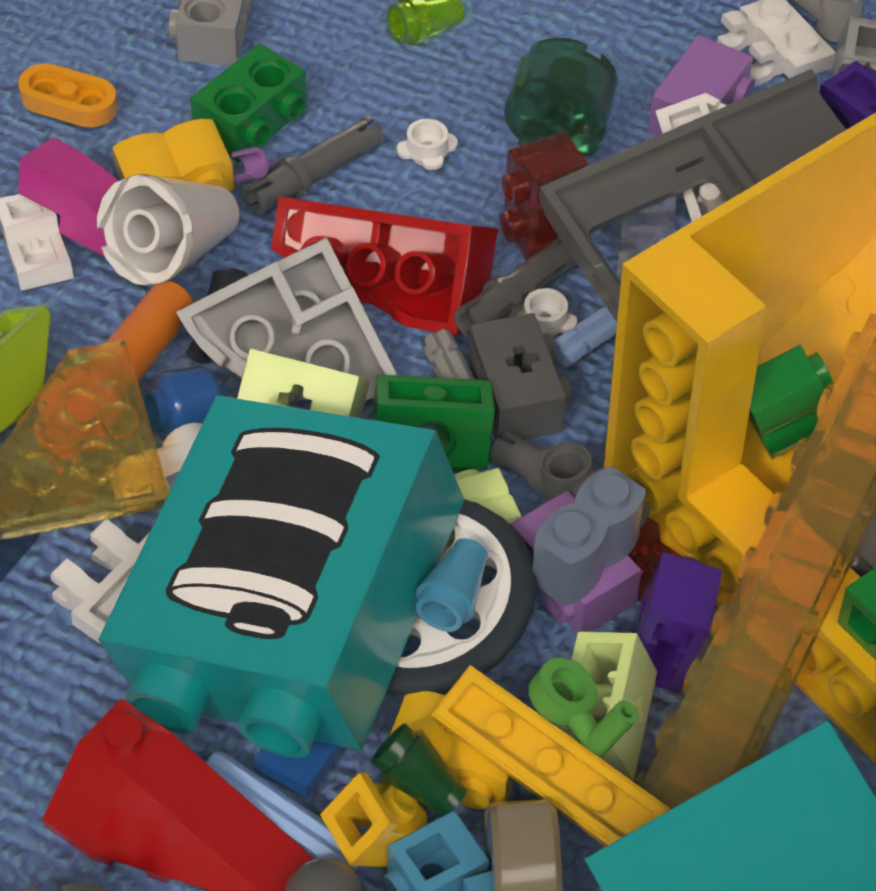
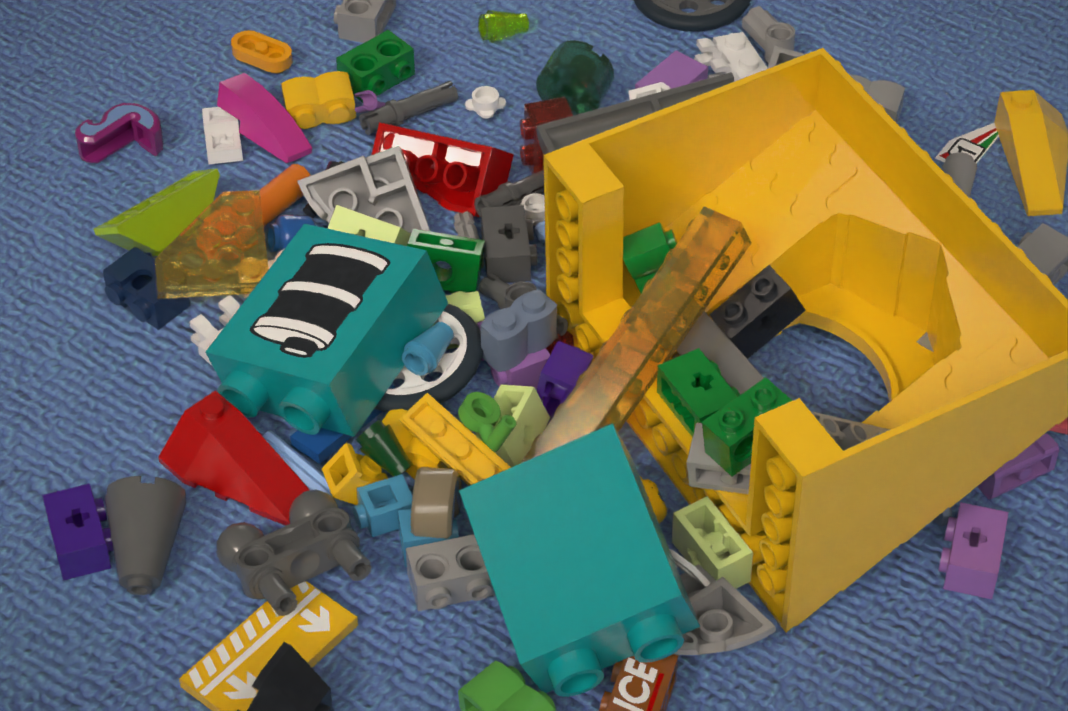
camera: 10 degrees right, 5 degrees down
(162, 225) = (301, 130): white cone -> none

